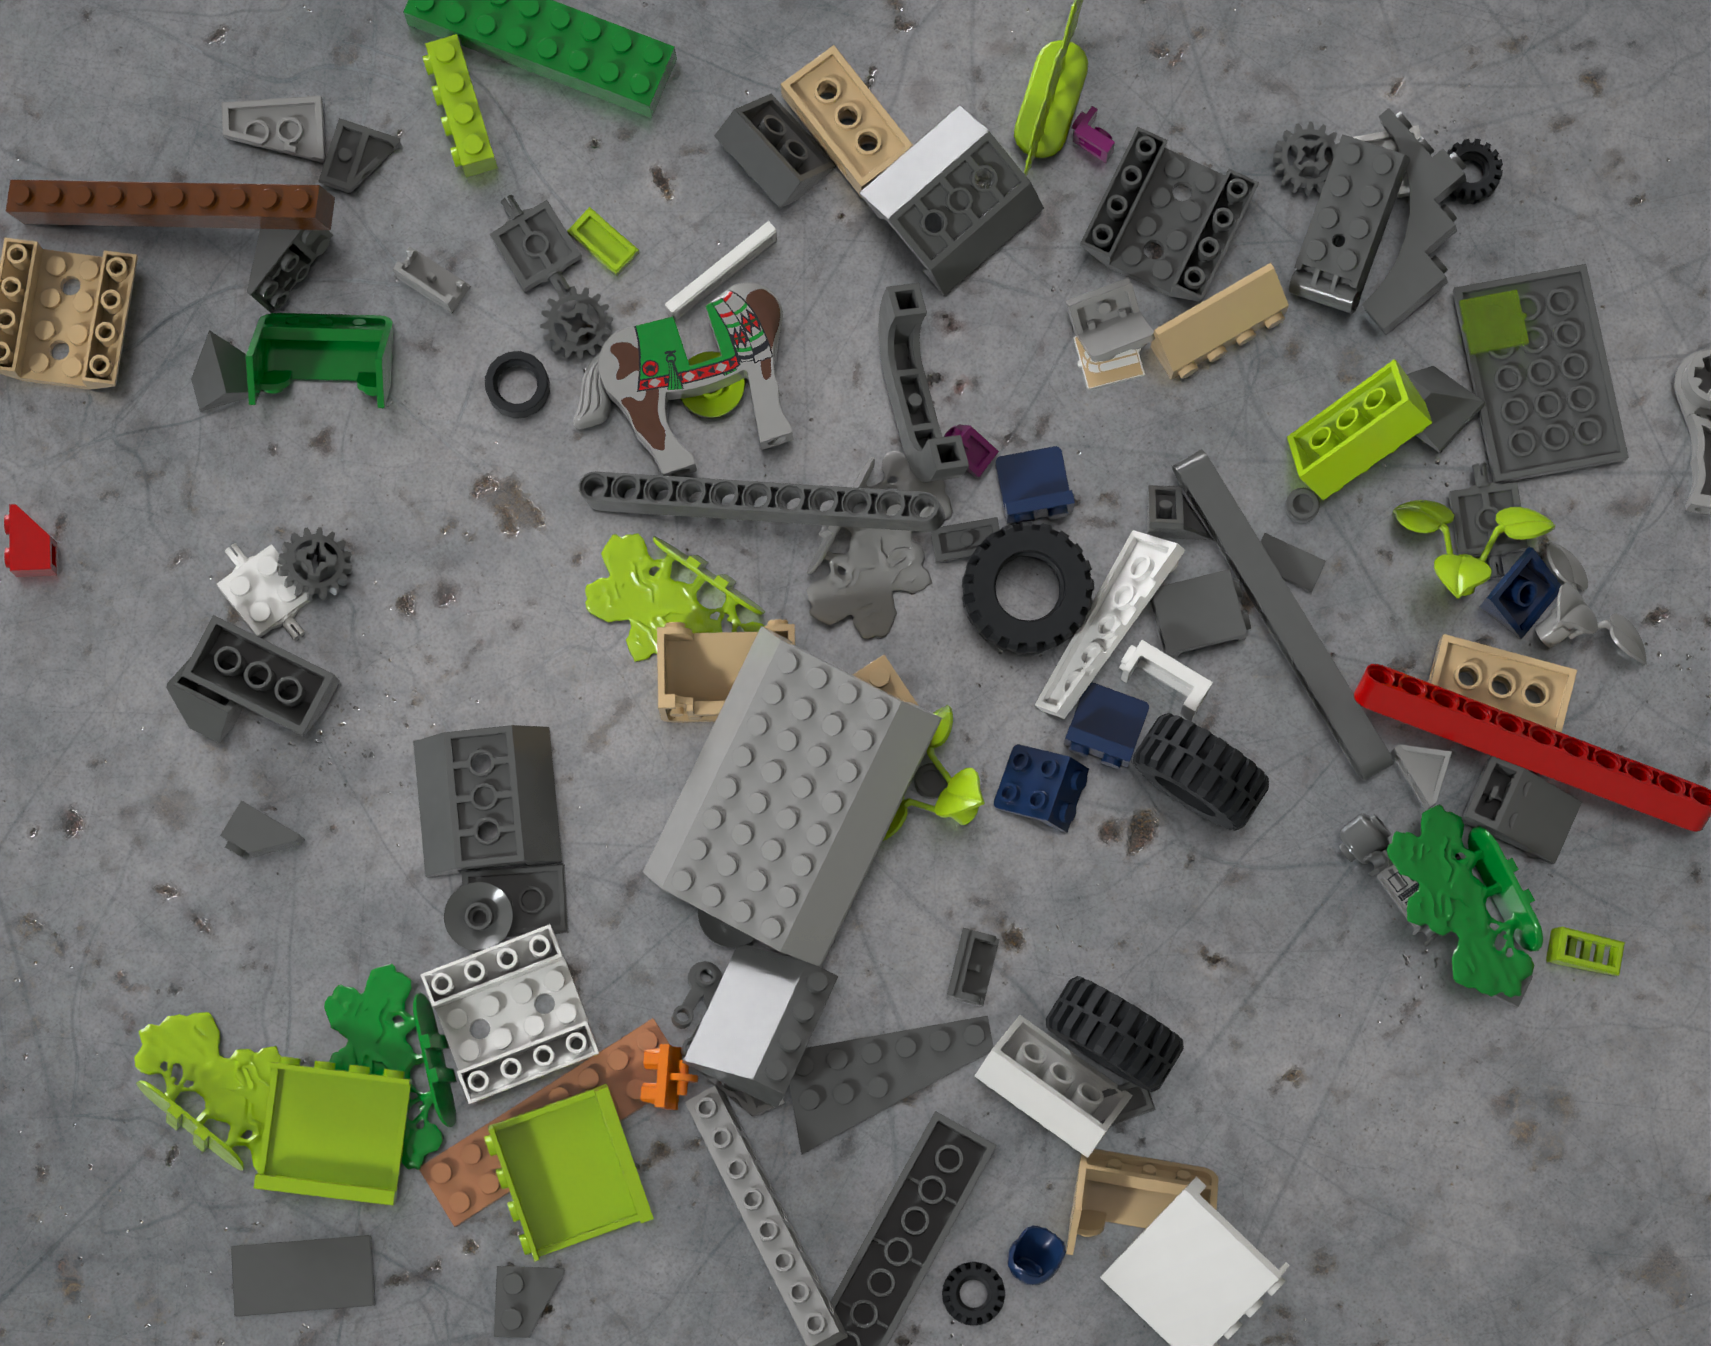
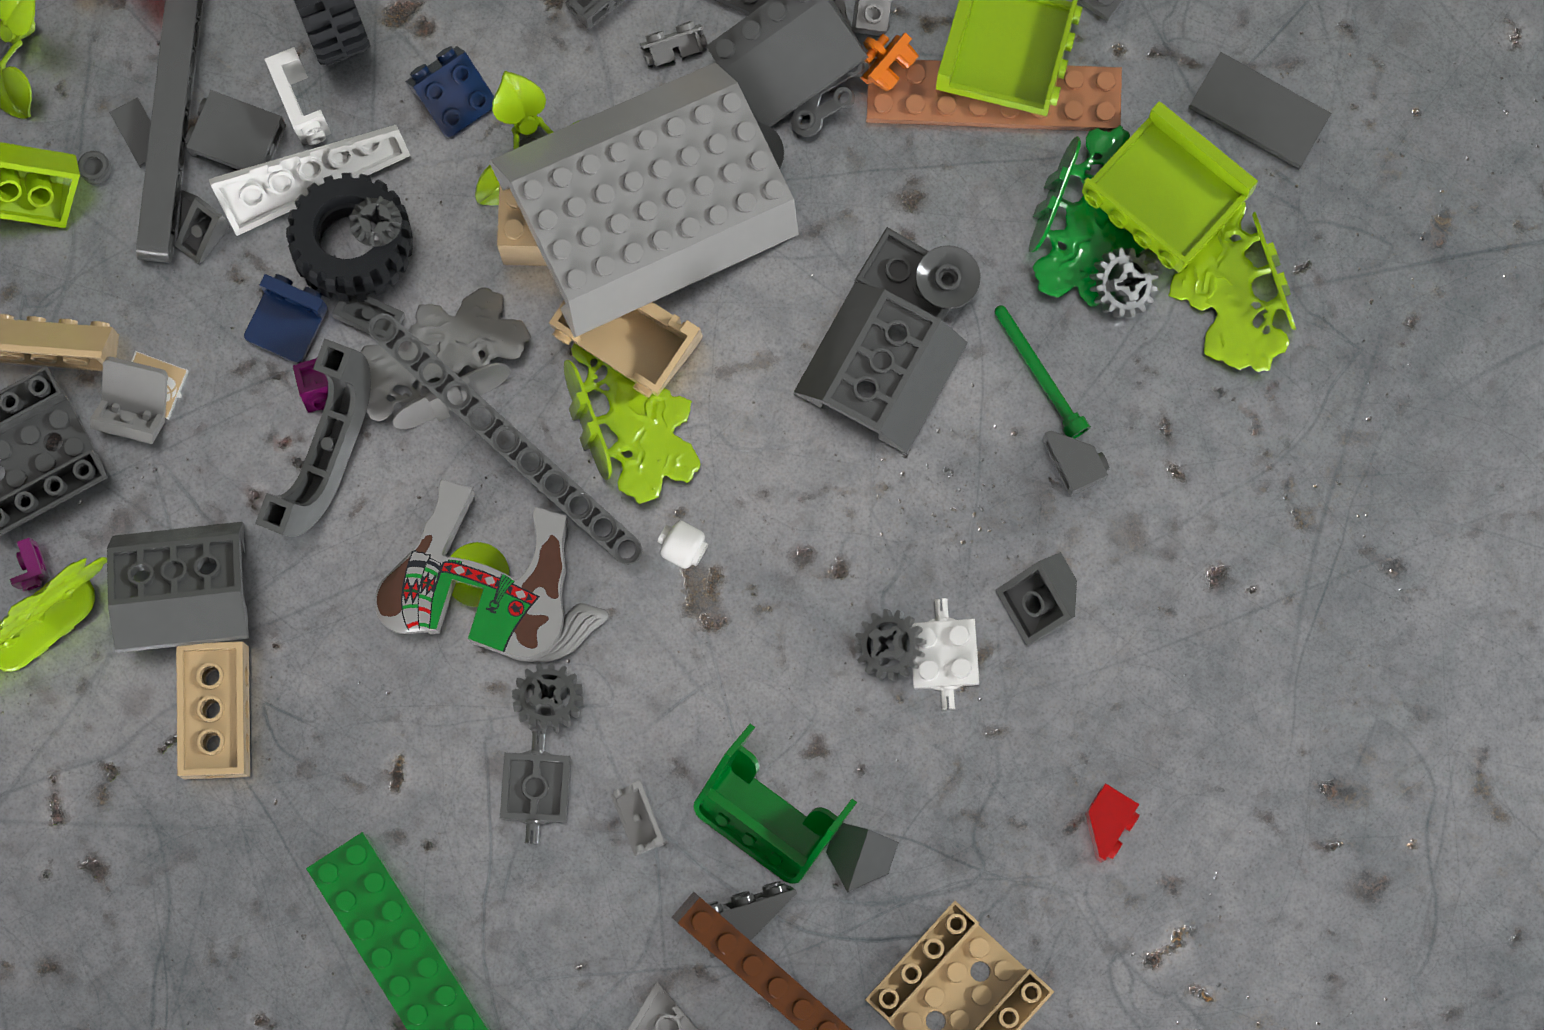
camera: 150 degrees left, 0 degrees up
(260, 676) = (993, 579): dark grey slope -> none
(283, 867) = (1073, 424): none -> green piece
(320, 1022) = (1120, 267): none -> dark grey gear
(354, 155) = (629, 970): dark grey wing -> none
(461, 106) = (513, 948): lime brick -> none
(503, 990) = (978, 165): white slope -> none
(505, 361) = (608, 669): black tyre -> none
(552, 527) = (682, 544): none -> white head
(603, 241) = (479, 755): lime tile -> none
(721, 271) = (402, 660): white tile -> none
(774, 150) = (288, 731): dark grey slope -> none
(867, 982) = (685, 39): none -> light grey hinge
(992, 599) = (384, 231): none -> dark grey gear
(1106, 725) = (369, 98): dark blue bracket -> none

